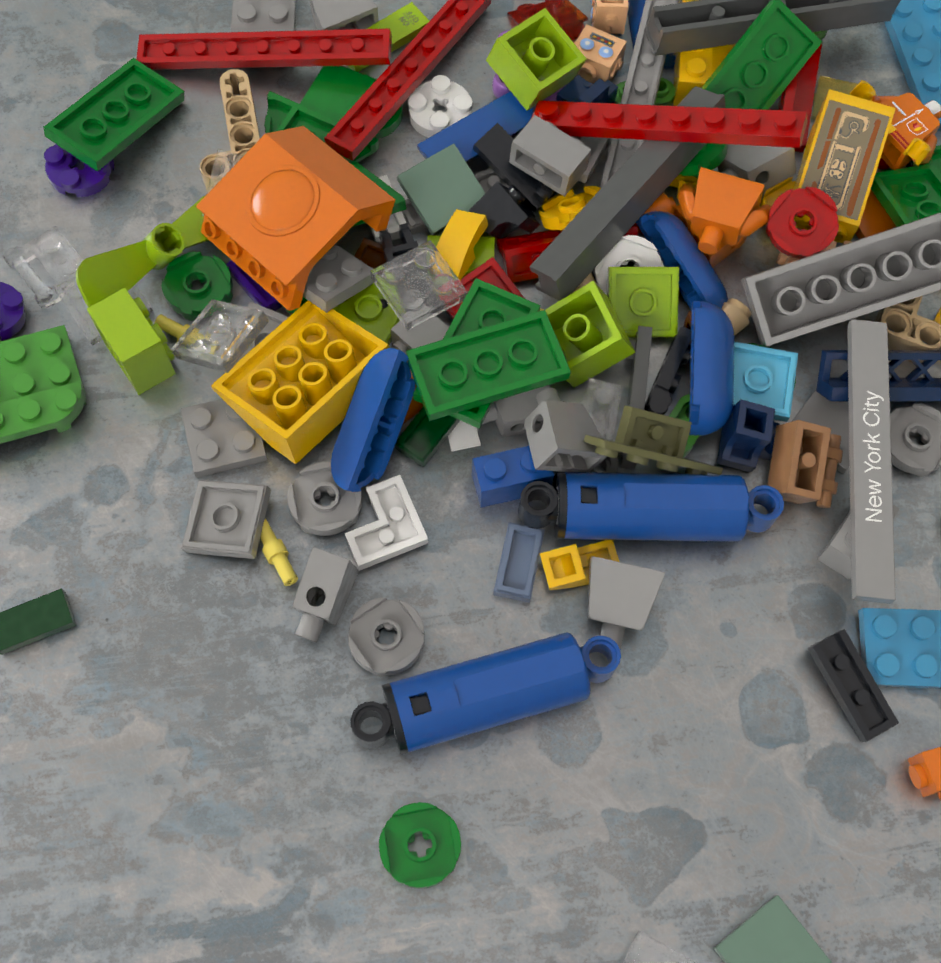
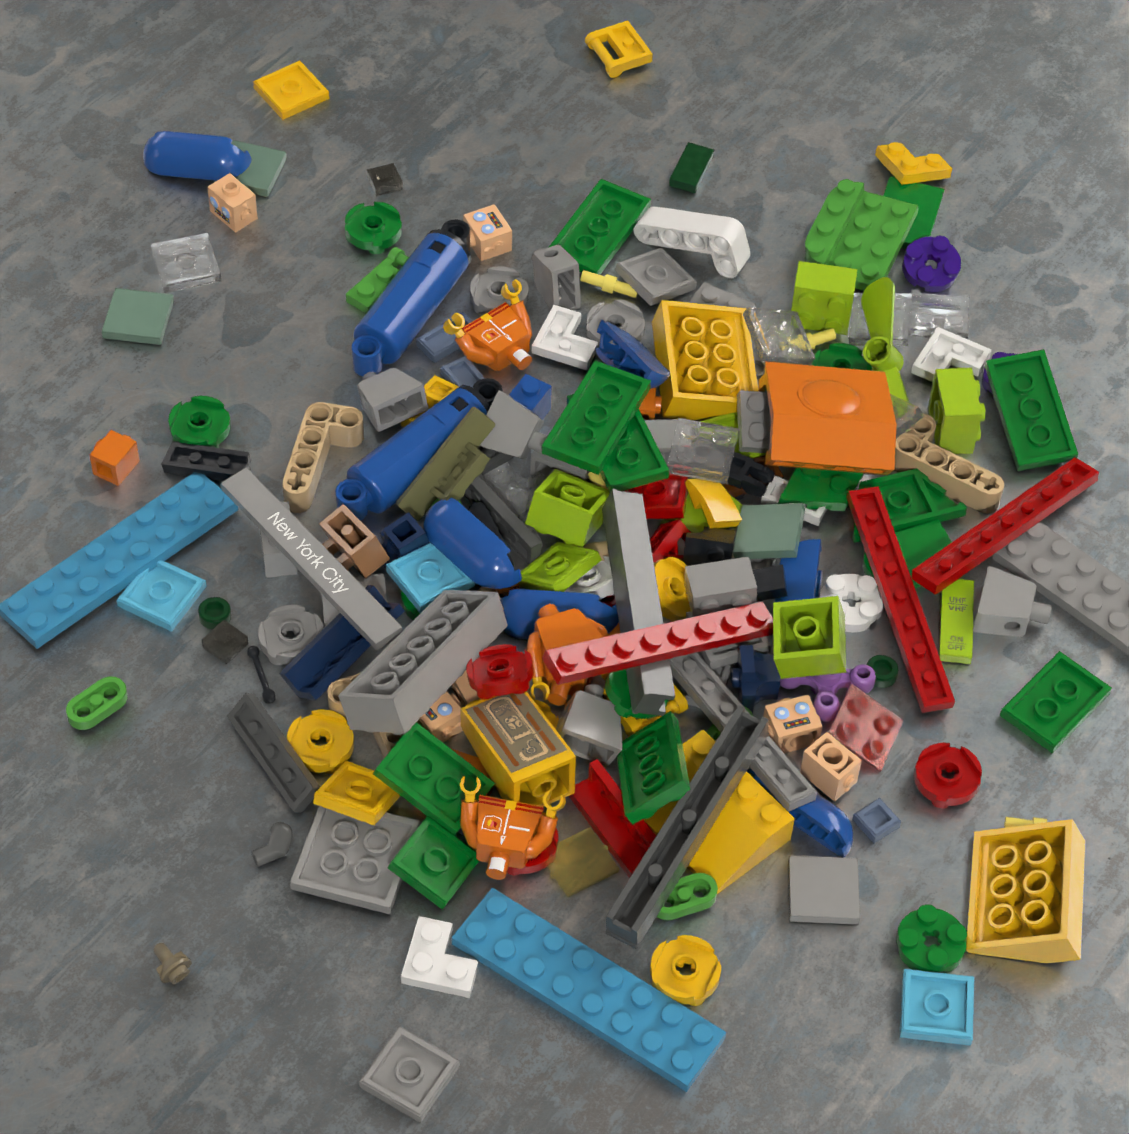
camera: 135 degrees right, 15 degrees down
(100, 228) = (949, 349): none -> white plate
(146, 523) = (697, 232): none -> white beam
(172, 152) = (956, 409): none -> lime brick
(208, 625) = (601, 225): none -> green plate
(321, 719) = (488, 232): none -> light nougat head
(338, 911) = (384, 179): none -> clear smoke plate
(447, 577) = (498, 336): none -> orange torso
(478, 49) = (885, 670): none -> dark green tile
(479, 763) = (372, 285): none -> bright green plate
(482, 631) = (437, 343): none -> sand blue tile
(745, 597) = (321, 427): none -> tan beam
(814, 762) = (205, 408): none -> green plate

